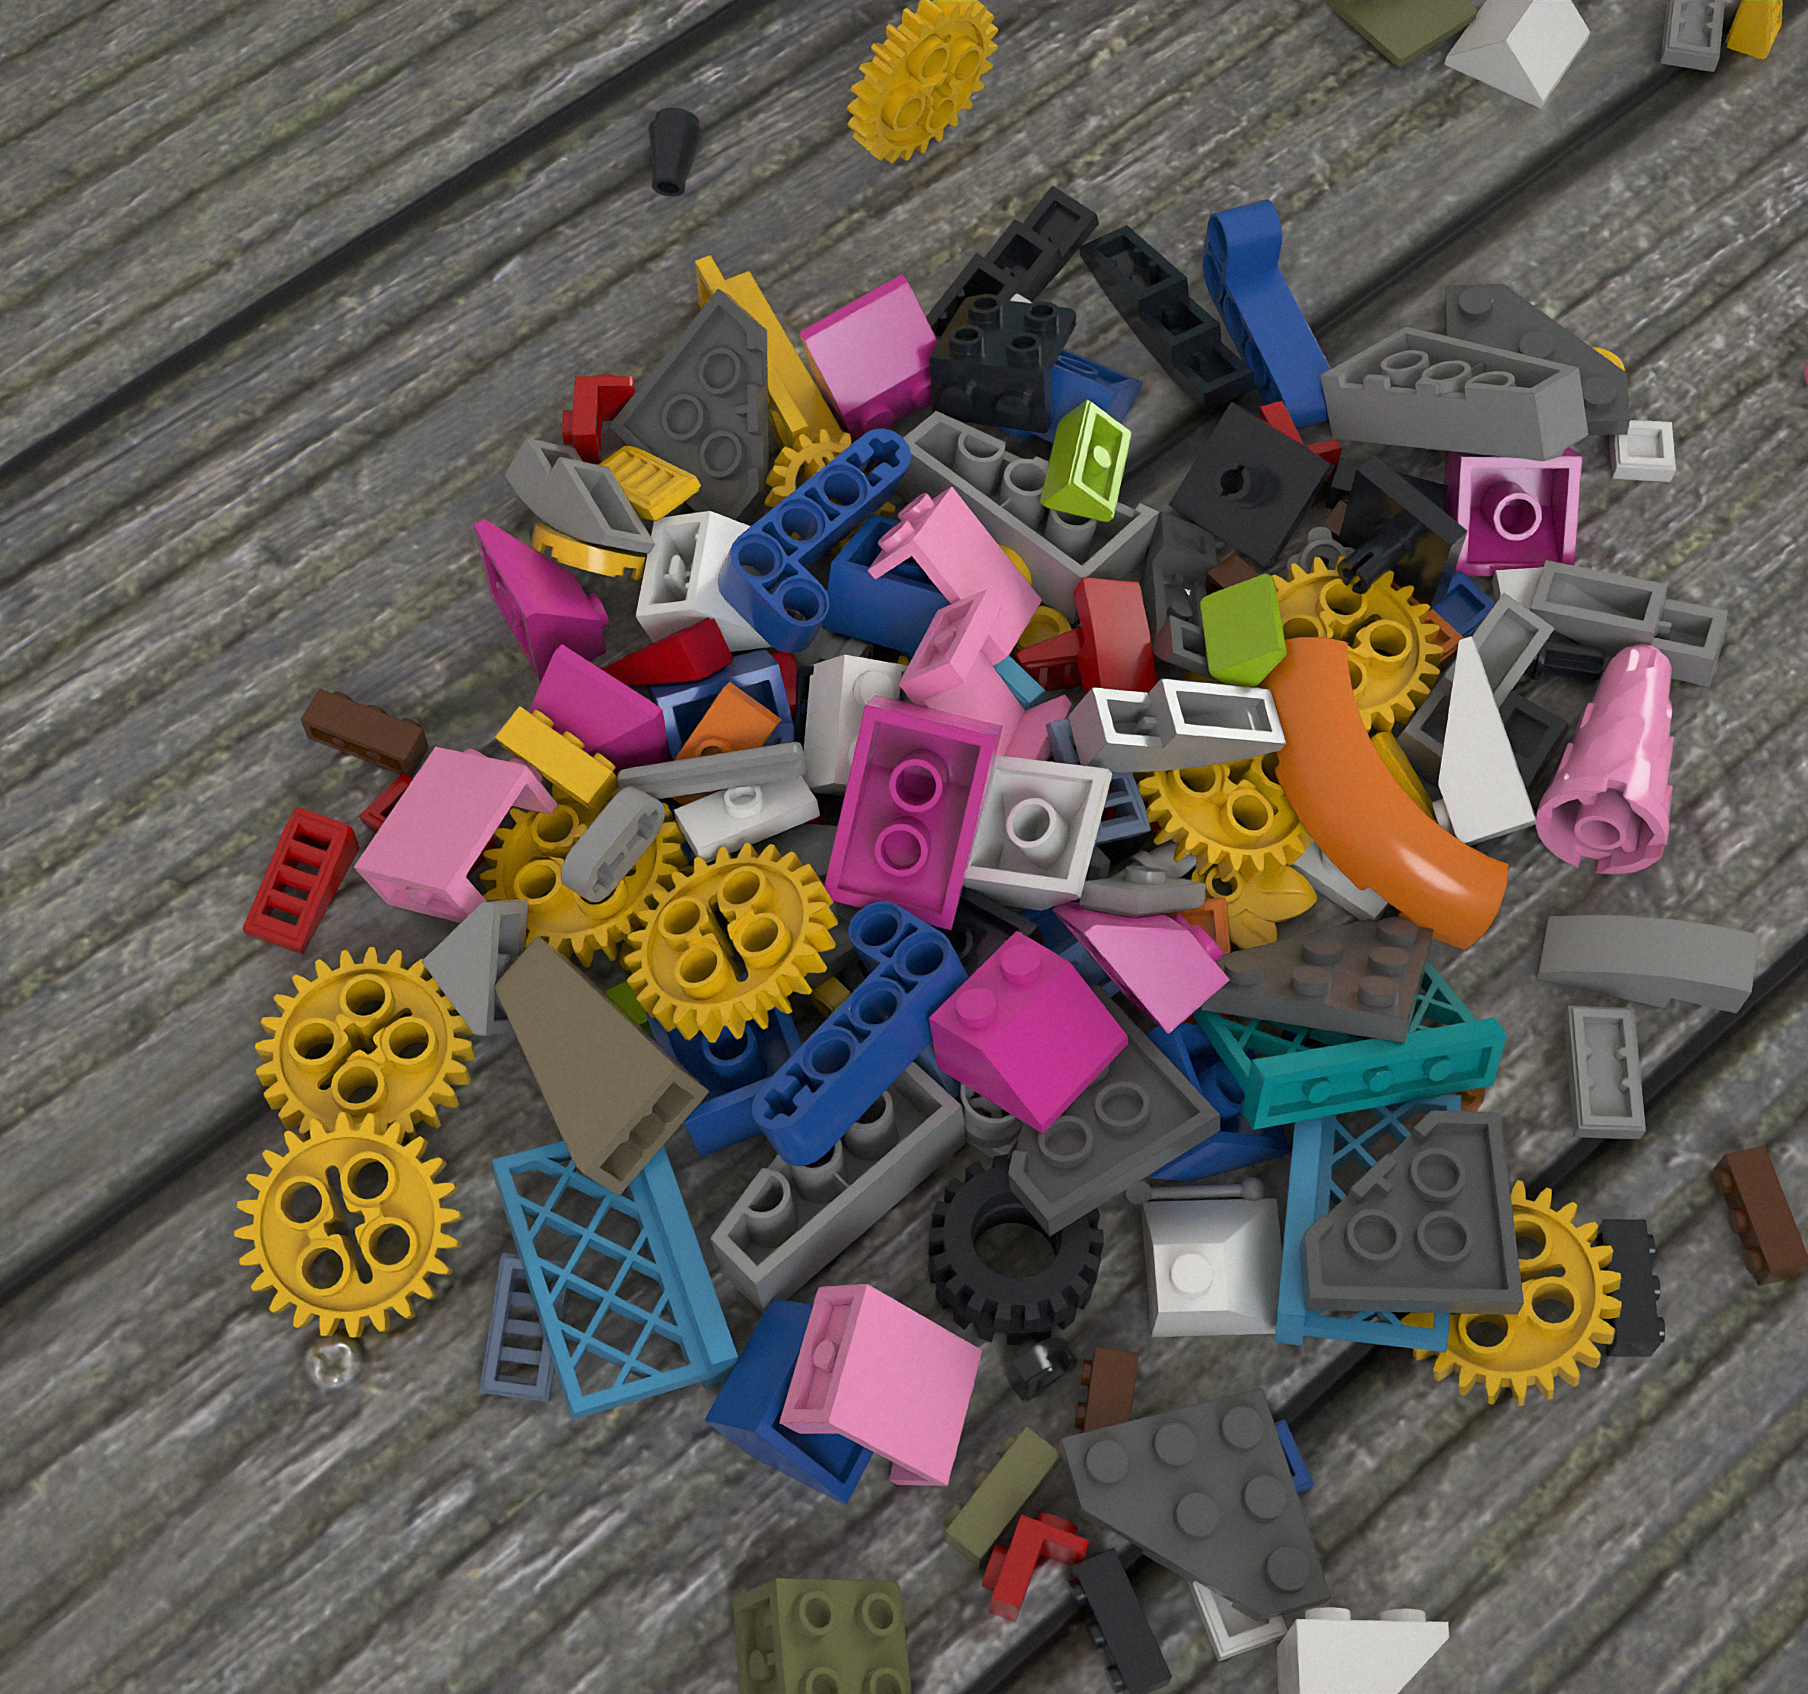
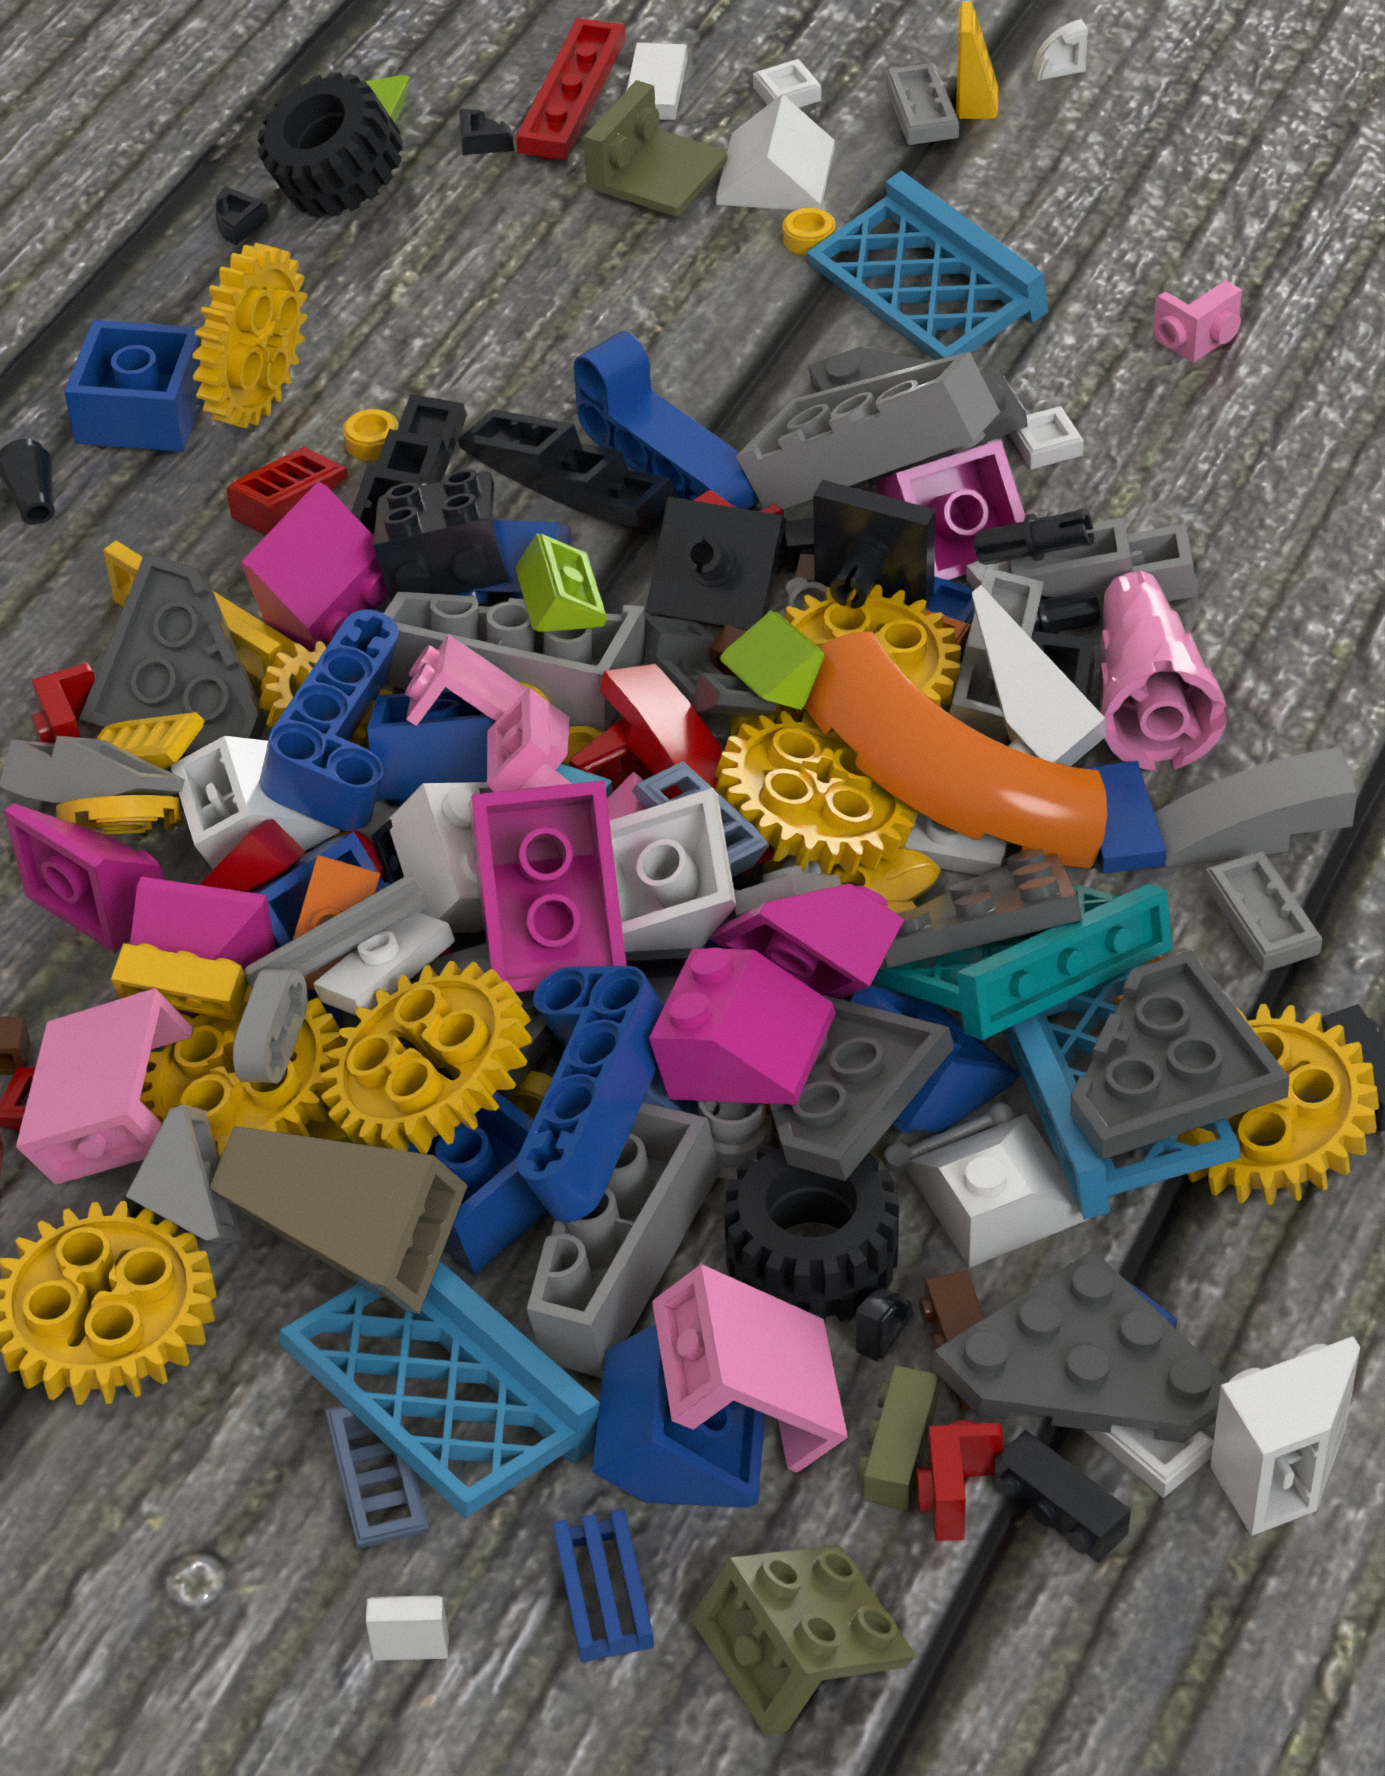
camera: 20 degrees left, 15 degrees down
(289, 1247) = (108, 1482): yellow gear -> none
(478, 1502) = (407, 1628): none -> white tile
(684, 1469) = (593, 1534): none -> blue tile
(800, 85) = (135, 386): none -> blue brick
(877, 268) = (260, 497): none -> red slope
(1000, 206) = (367, 432): none -> yellow tile
(1174, 726) = (751, 746): light grey slope -> none
(1517, 129) = (806, 229): none -> yellow tile
(1521, 925) = (1131, 829): none -> blue tile
(1567, 575) = (1034, 537): none -> black axle
(1658, 210) = (958, 249): none -> dark azure fence

